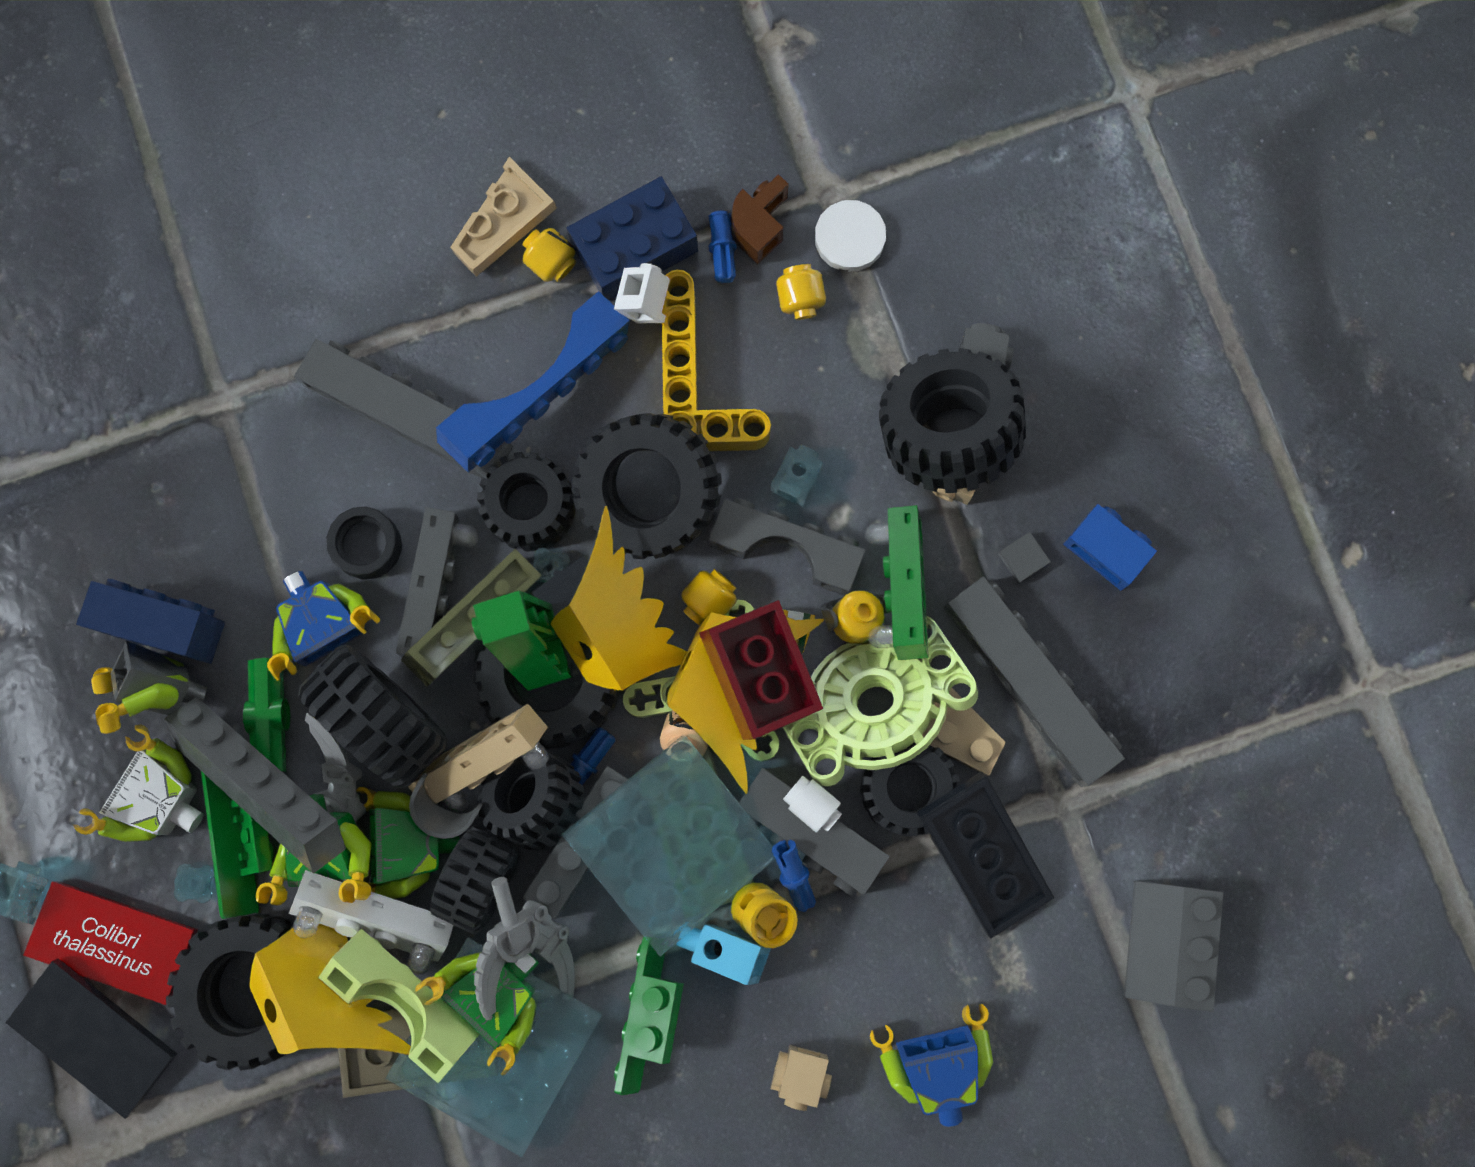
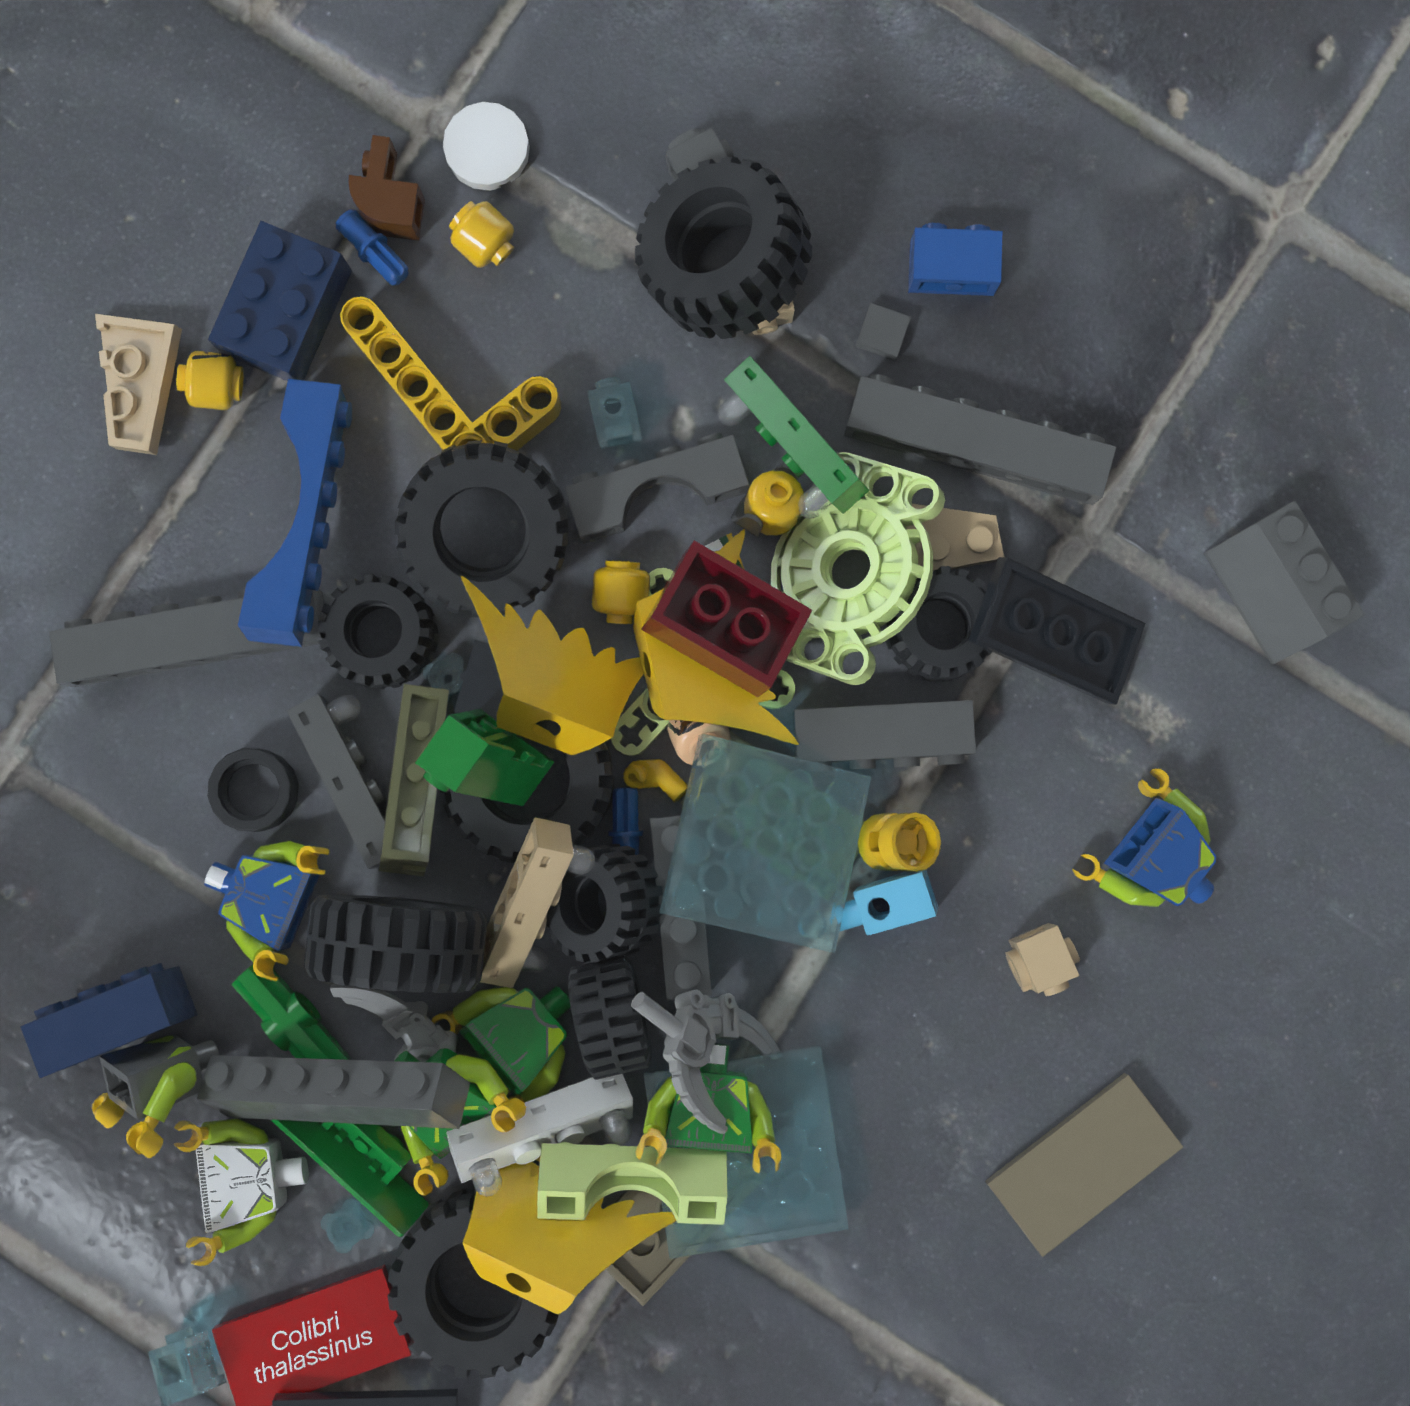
camera: 40 degrees left, 5 degrees up
(436, 820) = (531, 991): dark grey helmet -> none
(635, 738) = (653, 774): none -> yellow arm
(642, 294) = (333, 349): white brick -> none
(650, 1020) = (870, 1016): green bracket -> none
(794, 875) = (898, 784): blue axle -> none
(813, 804) = (868, 706): white brick -> none

